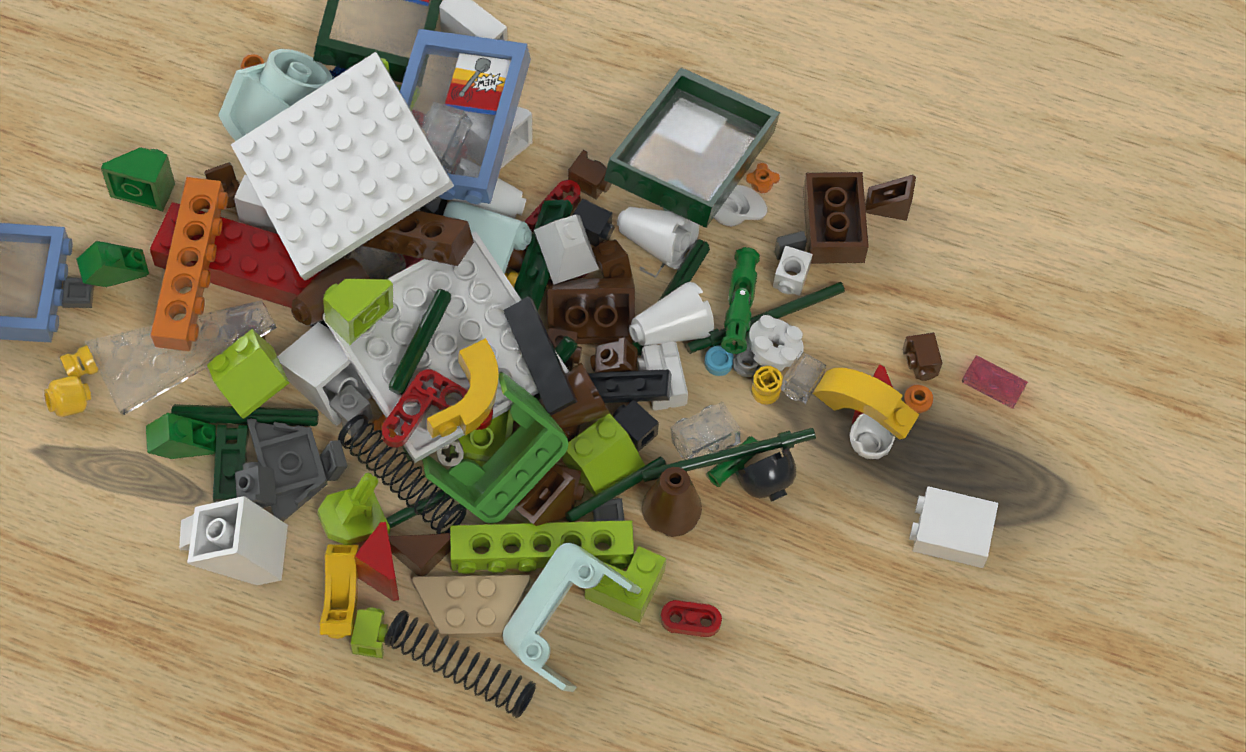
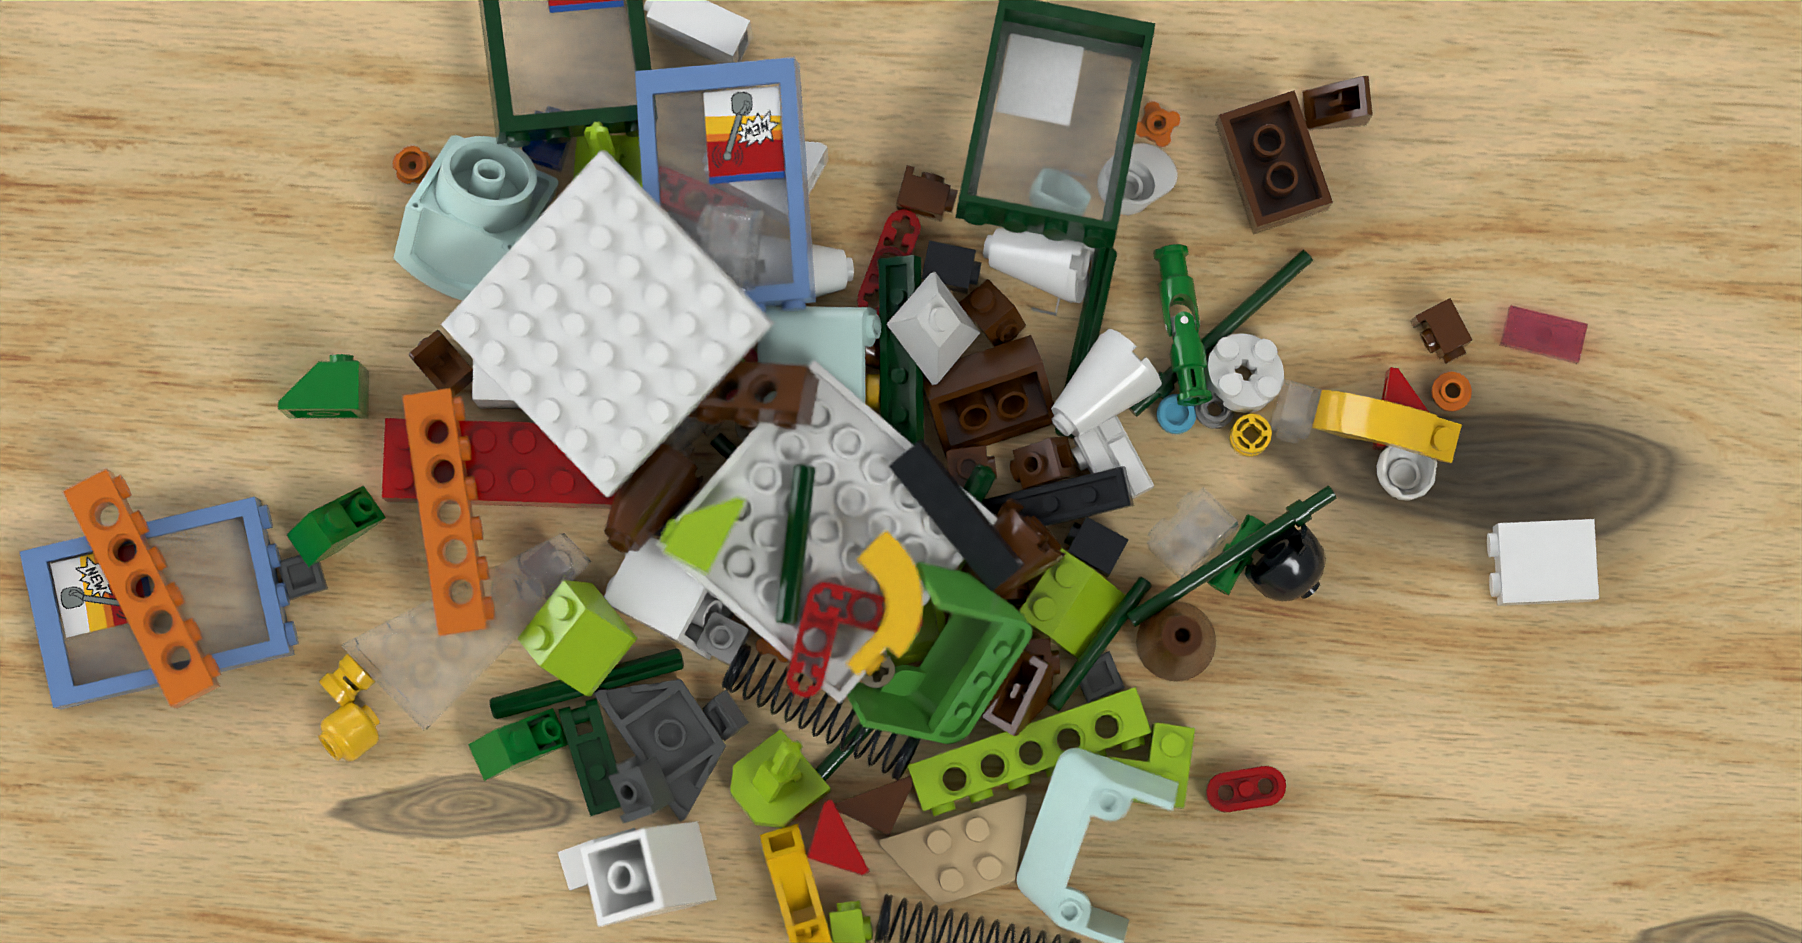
camera: 15 degrees left, 20 degrees up
(794, 240) = (1223, 218): dark grey tile -> none
(795, 261) = (1237, 240): white brick -> none

